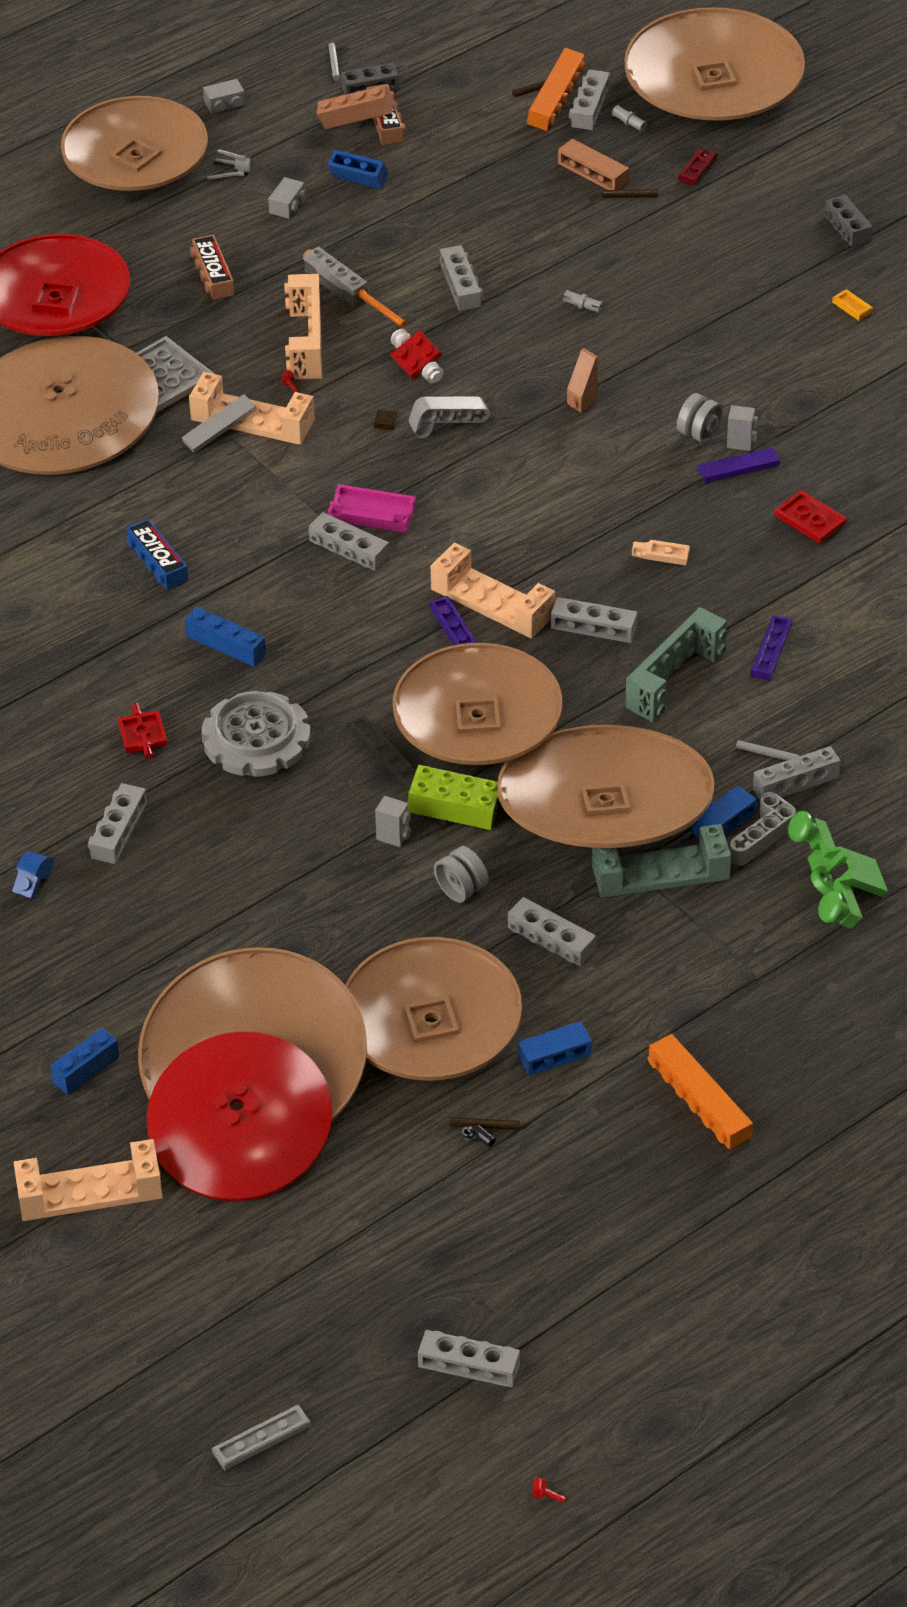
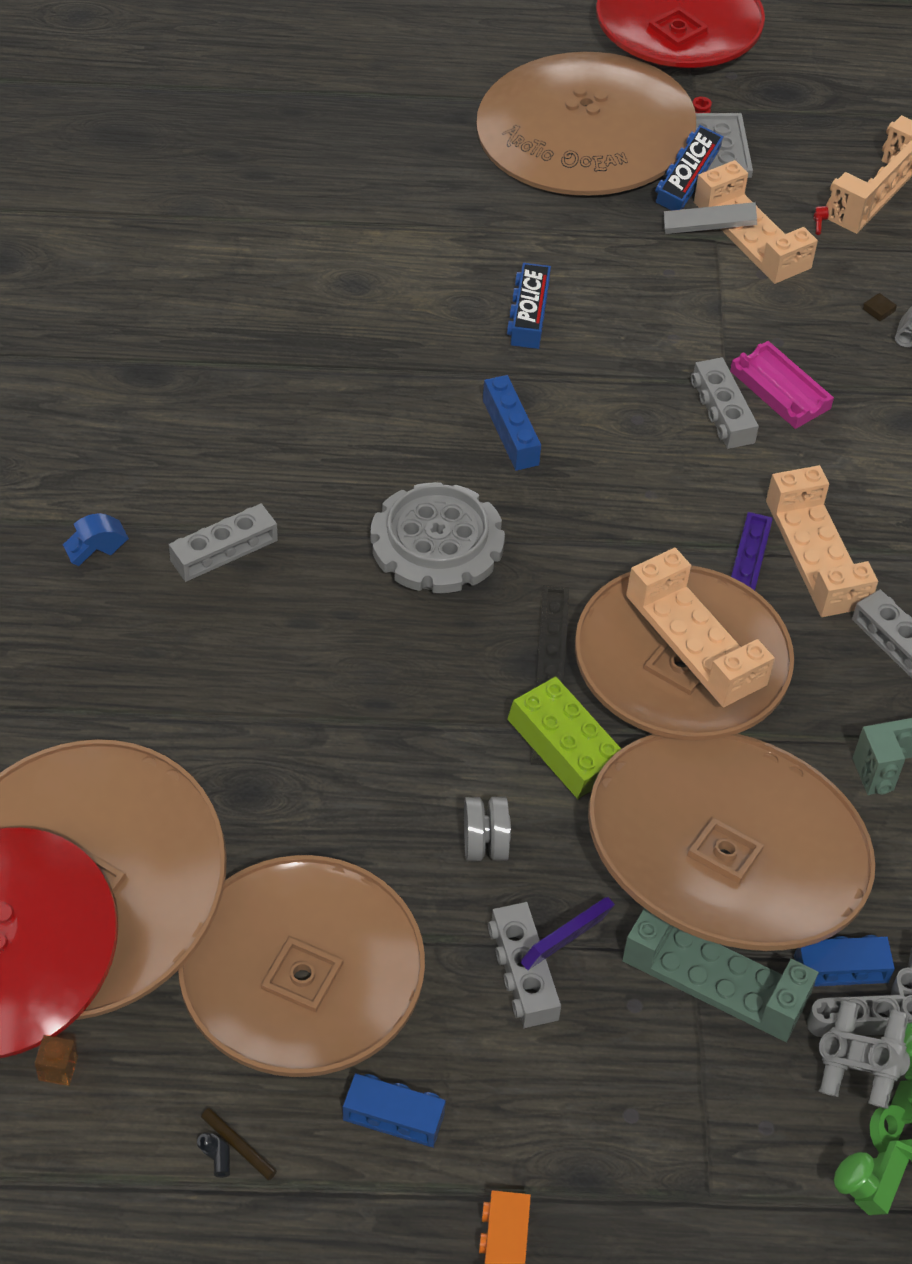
camera: 35 degrees right, 5 degrees up
(132, 344) = (702, 105): none -> red bush
(142, 731) = (341, 466): red plate -> none
(174, 396) = (692, 160): none -> brick
(212, 267) = (846, 77): brick -> none
(340, 1151) = (56, 1060): none -> clear orange brick
(392, 821) = (475, 720): light grey brick -> none
(477, 689) = (701, 642): none -> light nougat plate
(563, 896) = (567, 933): none -> dark purple tile
(782, 848) = (882, 1057): none -> light grey piece

